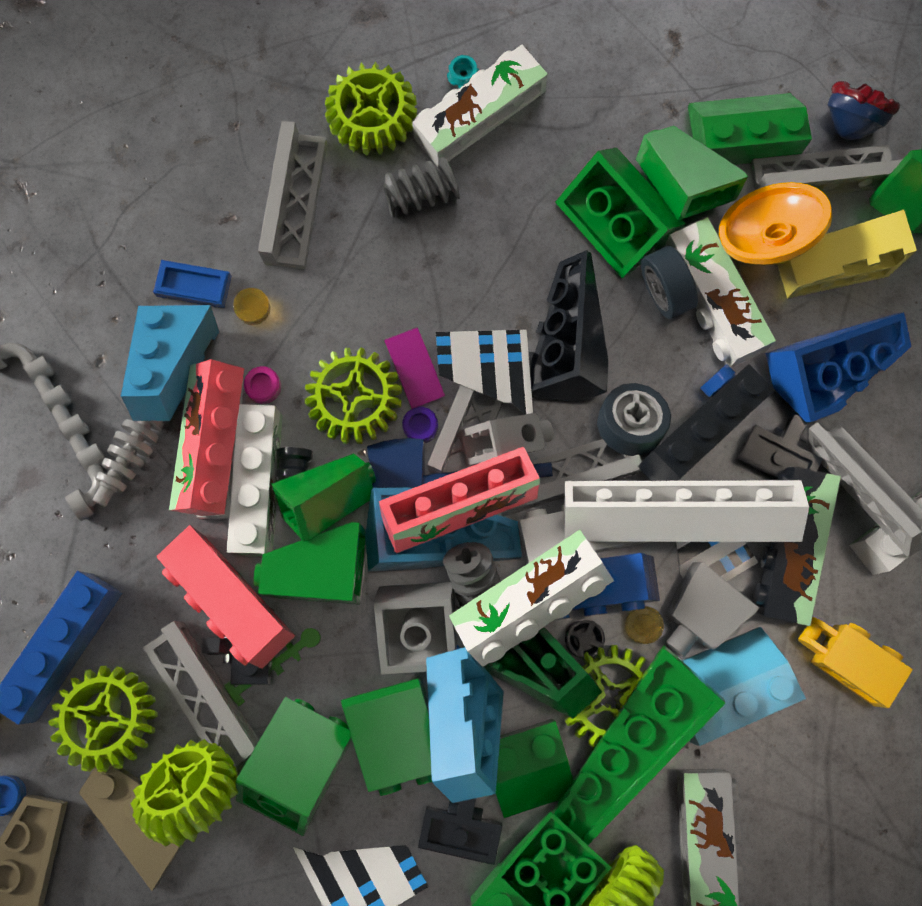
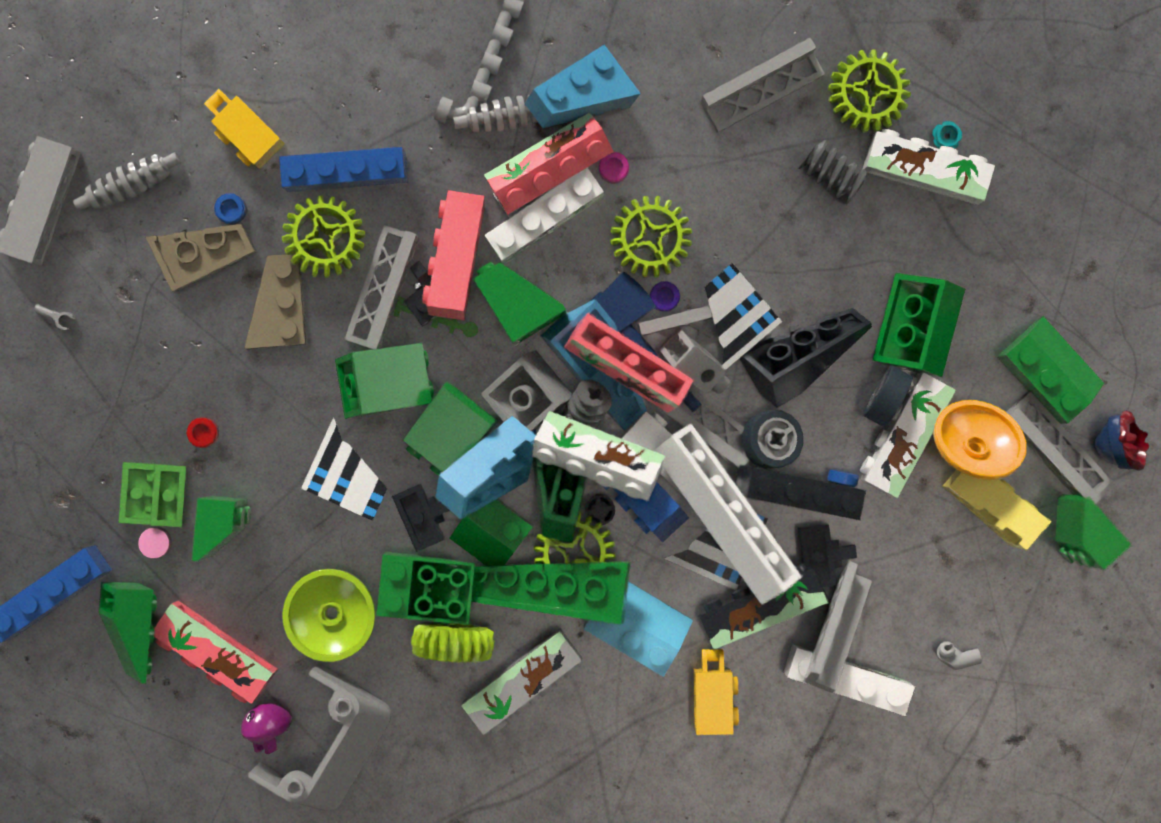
camera: 55 degrees right, 10 degrees up
(184, 793) = (301, 320): lime gear -> none
(192, 284) = (649, 63): blue tile -> none
(251, 306) = (663, 117): clear yellow tile -> none
(292, 461) = (574, 232): black wheel -> none
(324, 494) = (568, 270): green slope -> none
(414, 368) = (701, 263): magenta slope -> none
(644, 625) = (638, 543): clear yellow tile -> none
(688, 172) = (980, 352): green slope -> none
(706, 610) = (676, 576): light grey torso -> none
(828, 369) = (908, 548): blue wedge -> none

